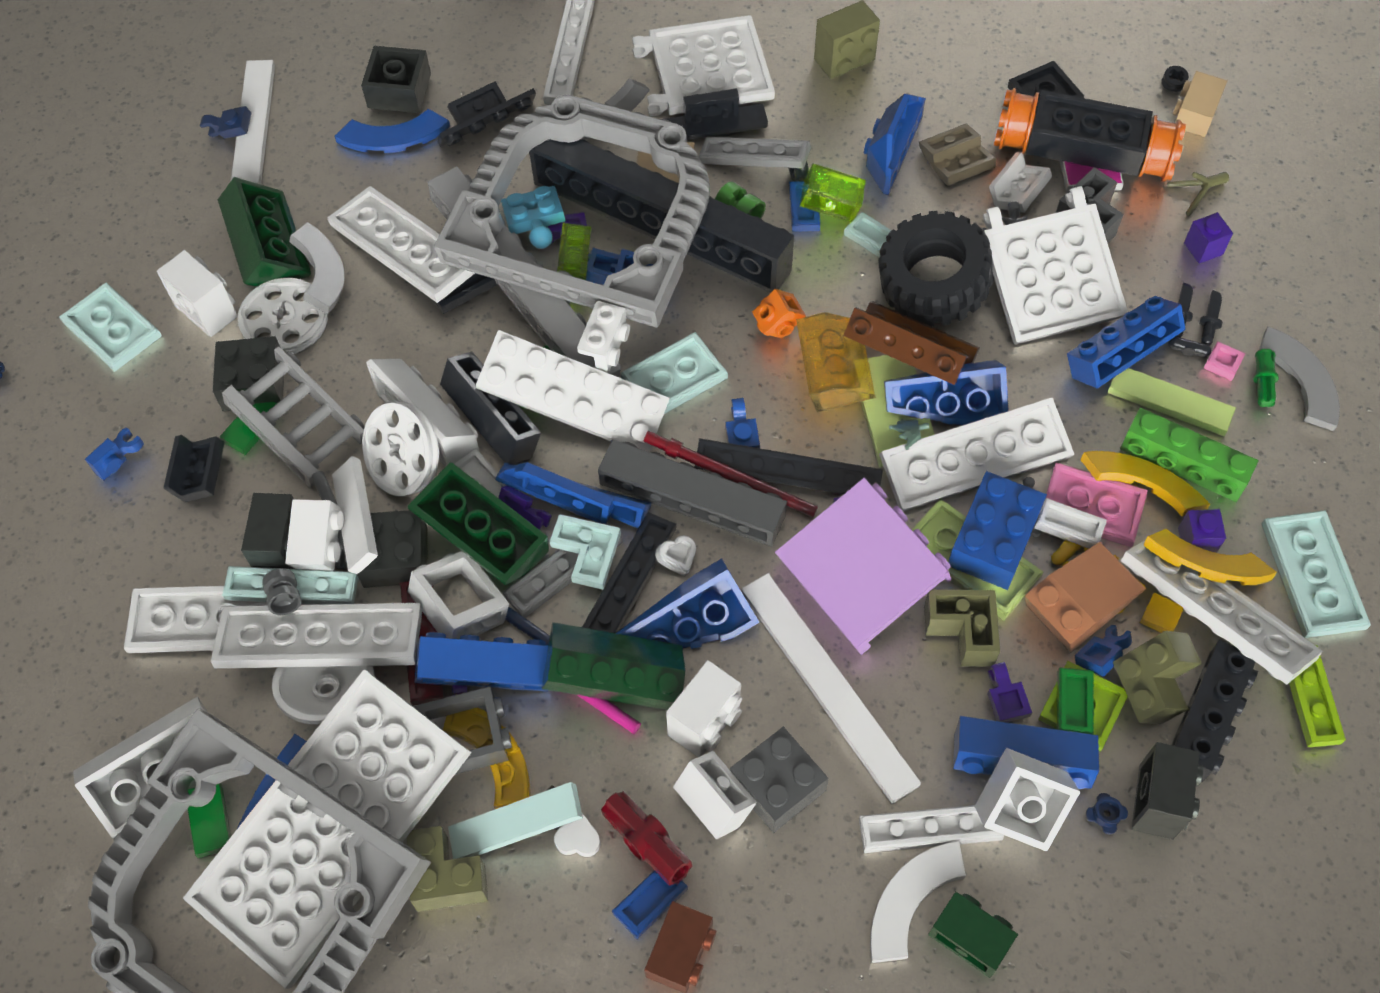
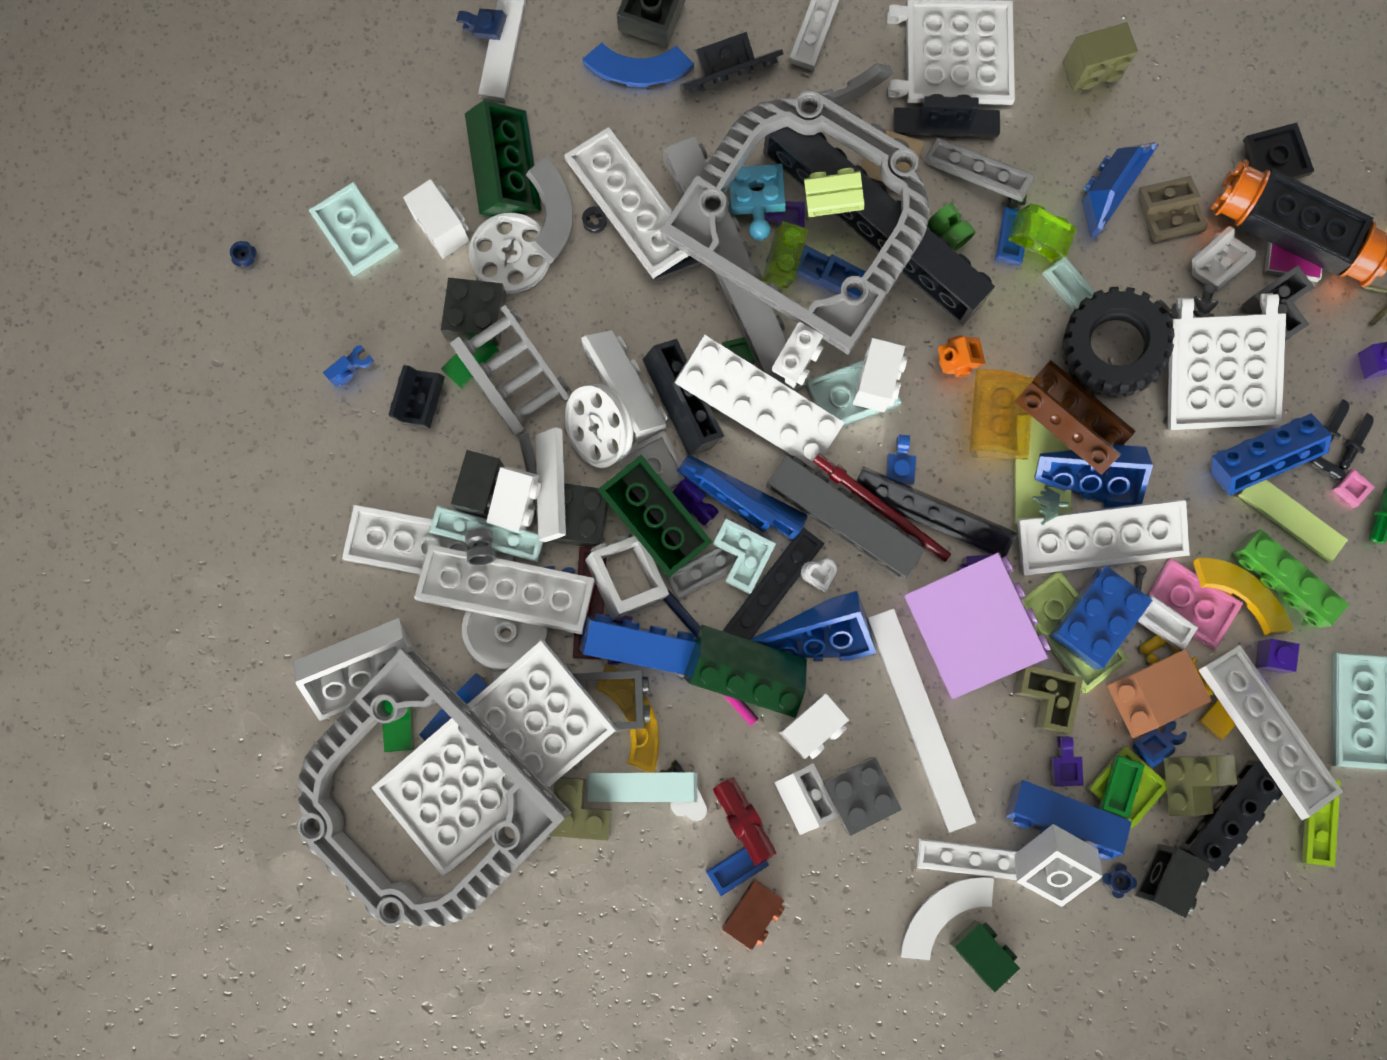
camera: 10 degrees right, 20 degrees up
(365, 277) = (589, 226): none -> black bush
(608, 181) = (834, 192): none -> yellowish green brick
(696, 342) = (879, 374): none -> white brick
(1211, 565) = (1274, 691): yellow tile -> none

